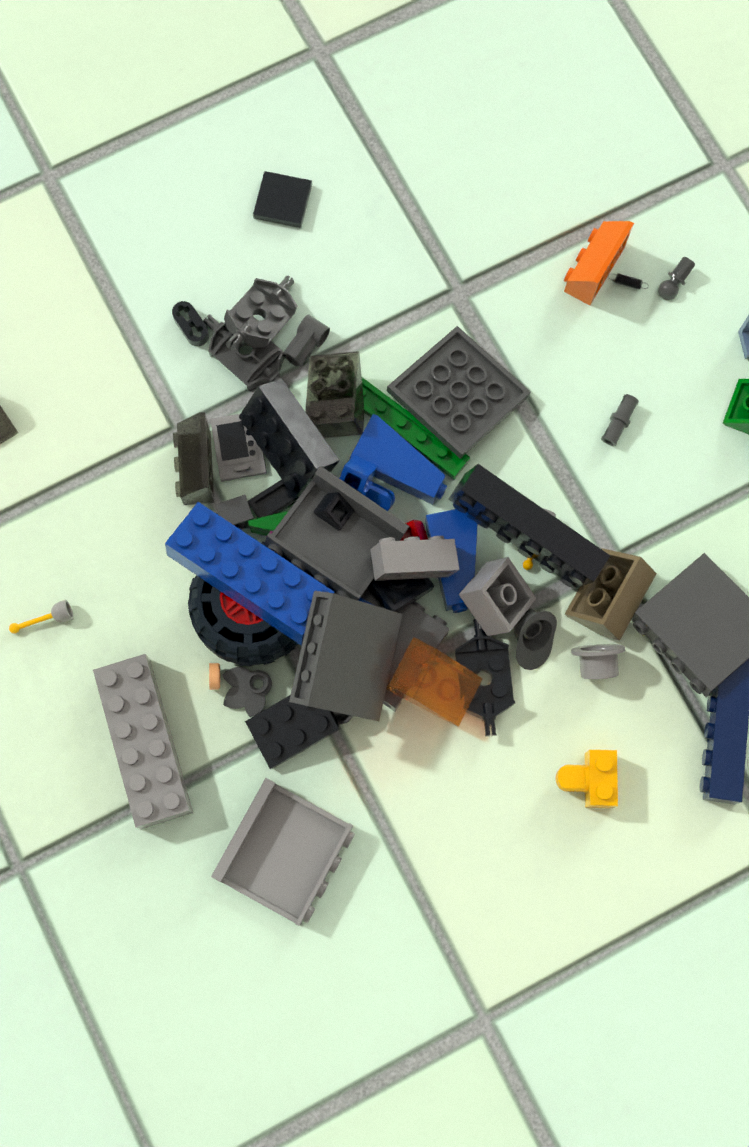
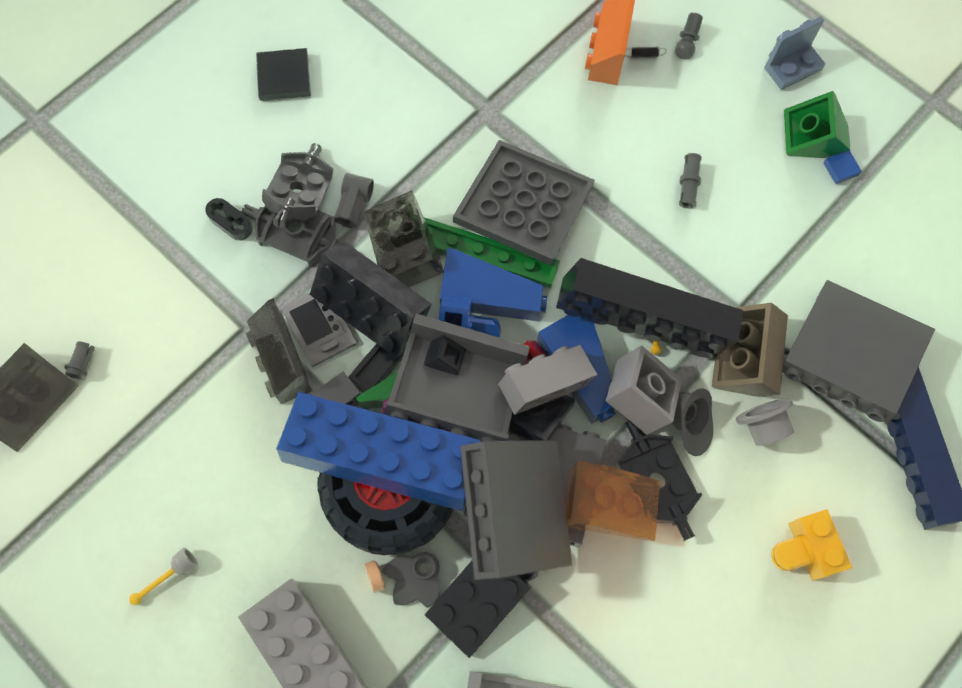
camera: 20 degrees left, 5 degrees down
(25, 411) = (79, 360): none -> dark grey pin

